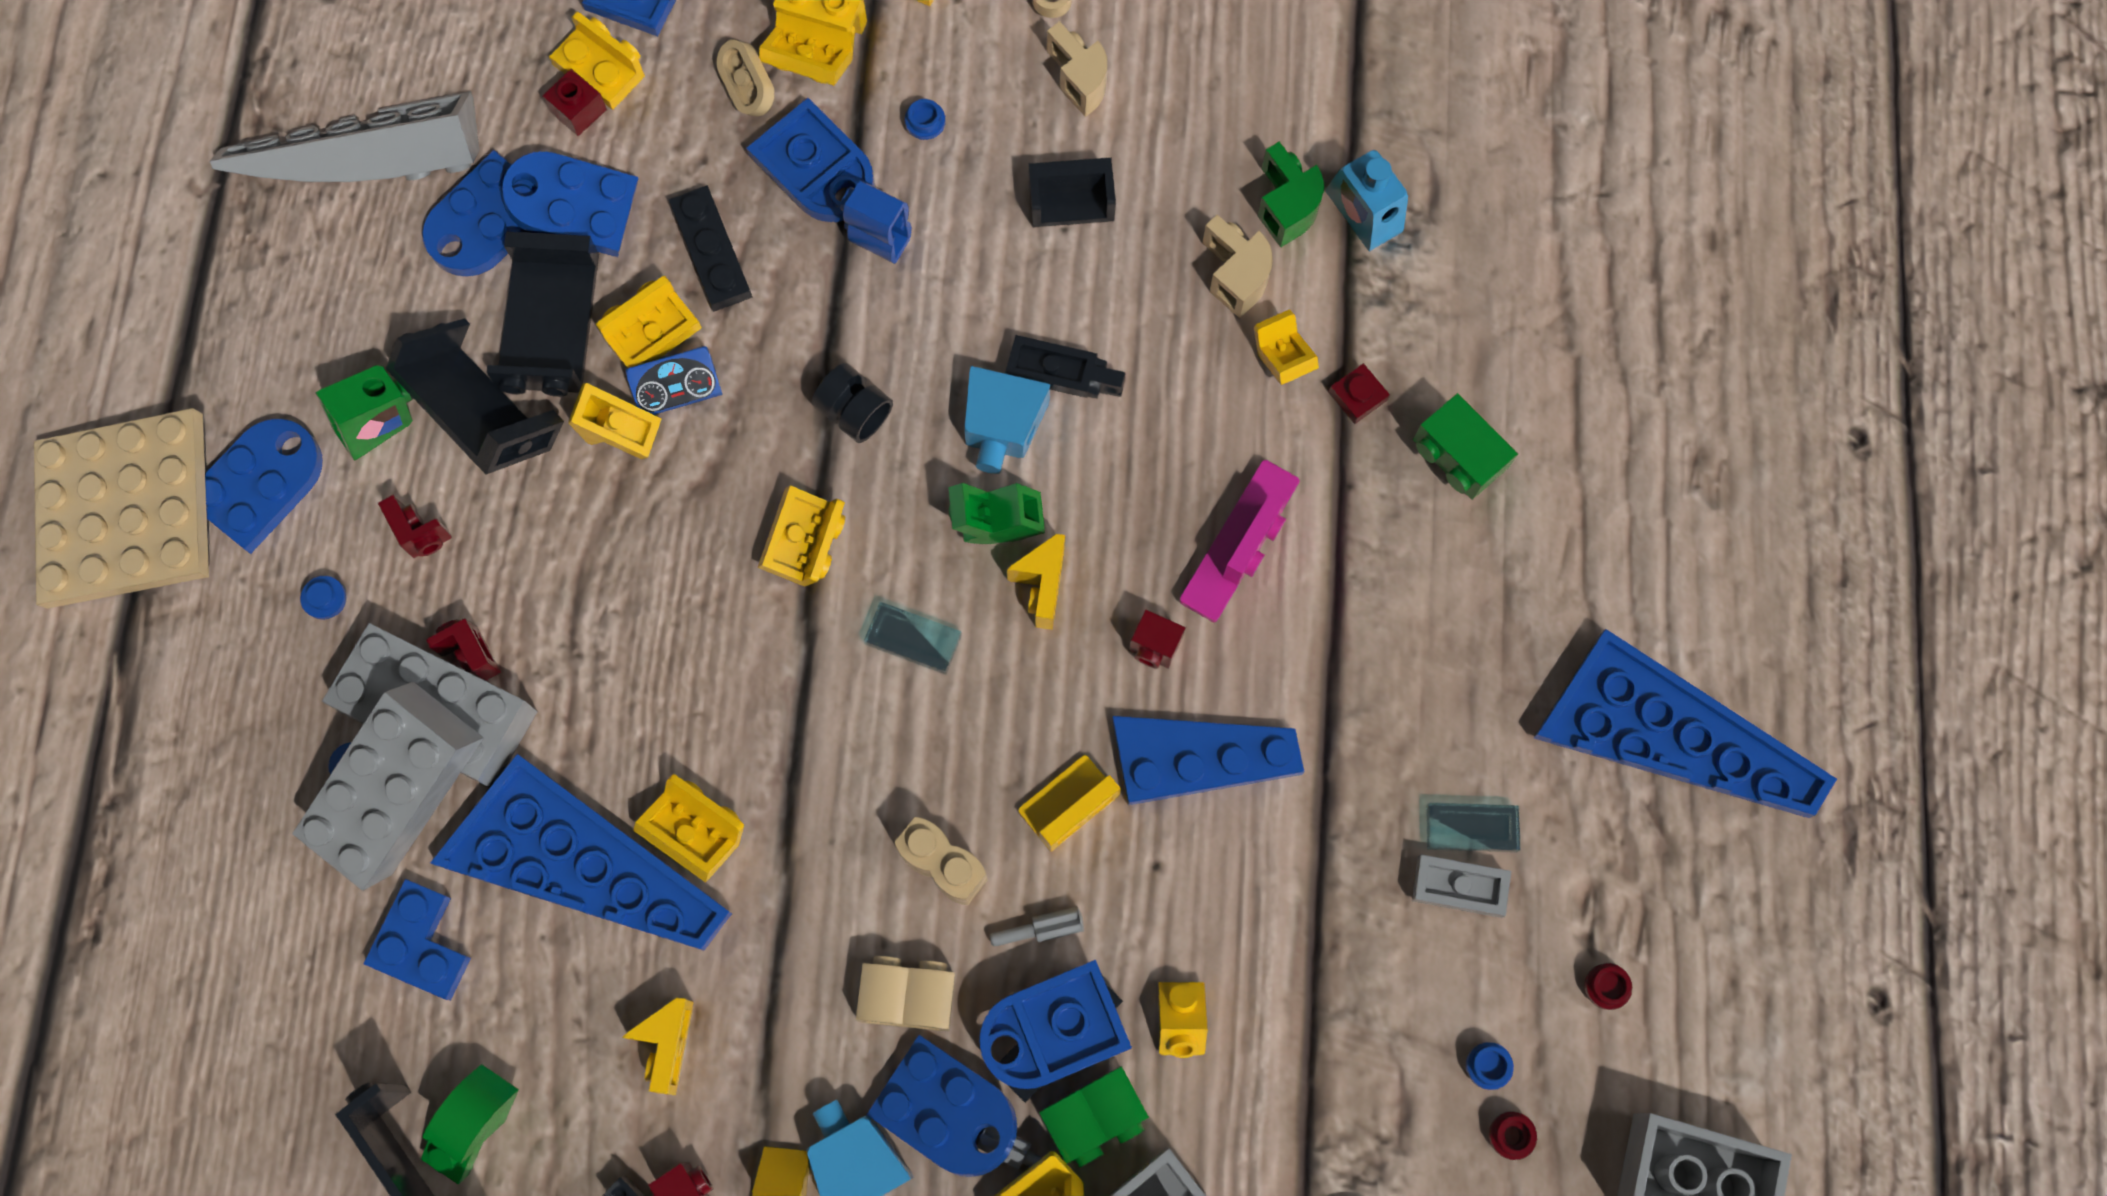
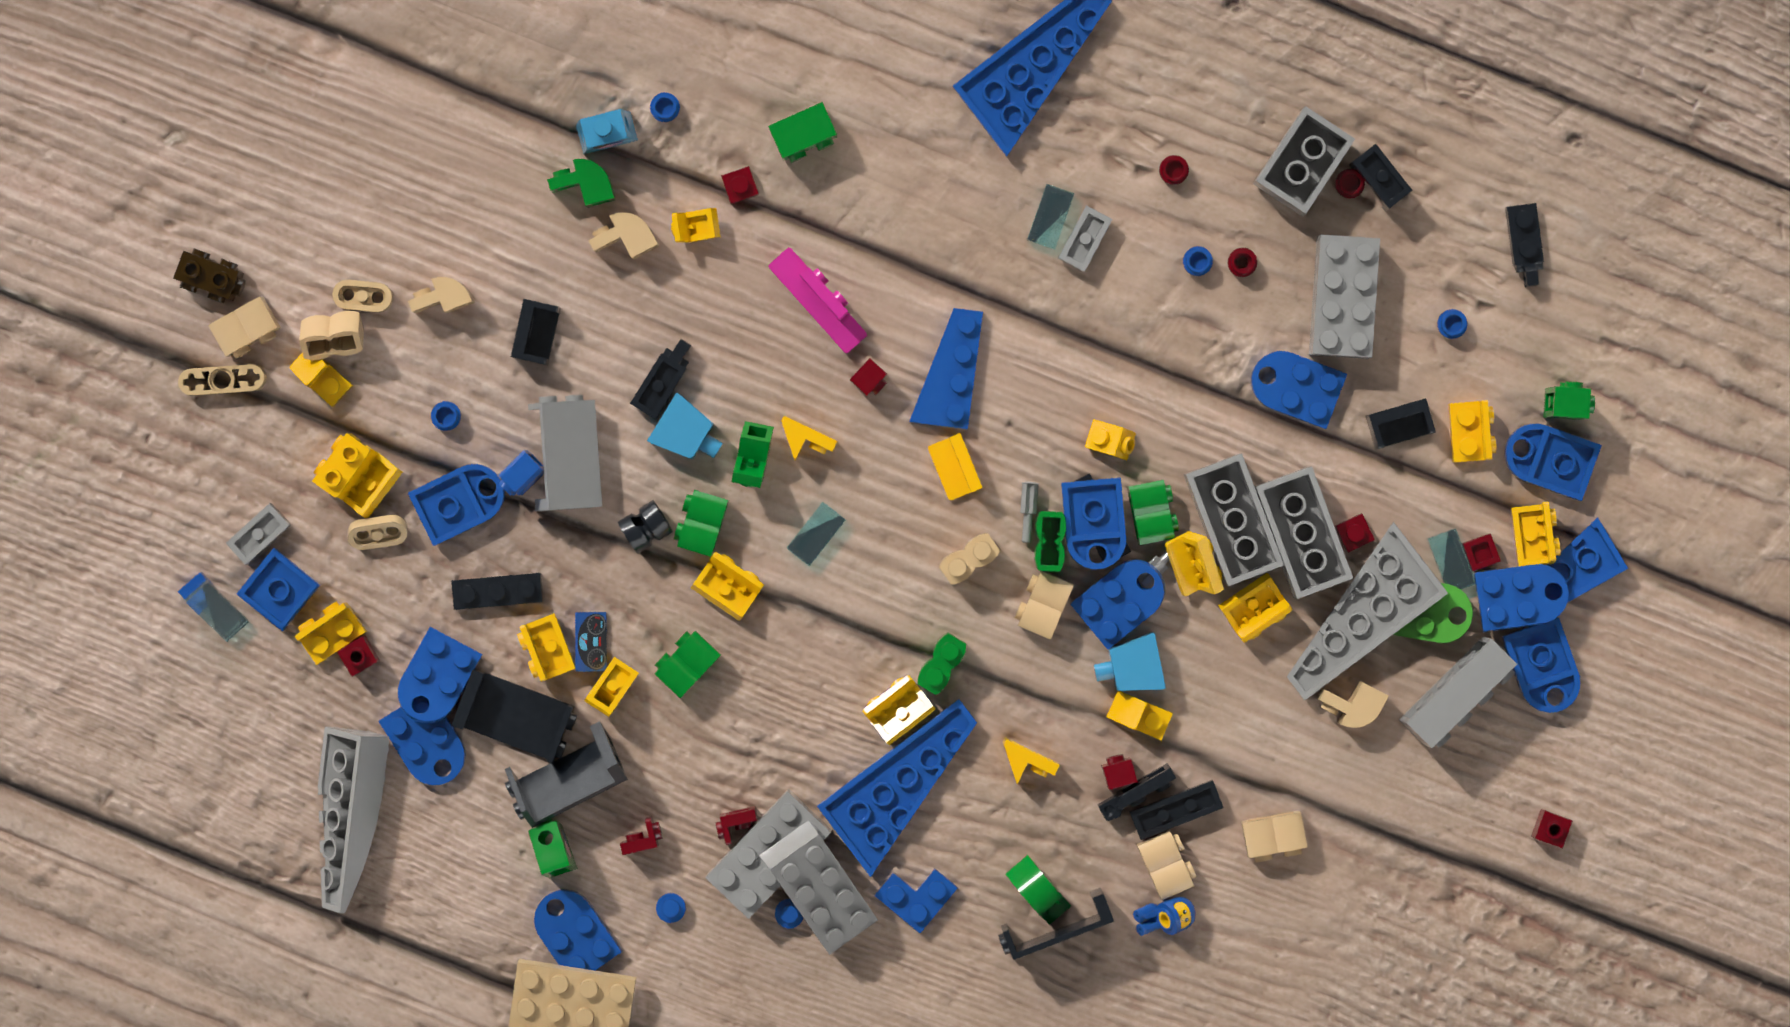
camera: 75 degrees left, 15 degrees up
(677, 515) = (686, 663): none -> green brick
(762, 867) = (937, 670): none -> green brick
(880, 477) = (701, 523): none -> green brick
(920, 269) = (569, 453): none -> light grey panel
(989, 974) = (1049, 550): none -> green brick
(1426, 268) = (665, 107): none -> blue plate

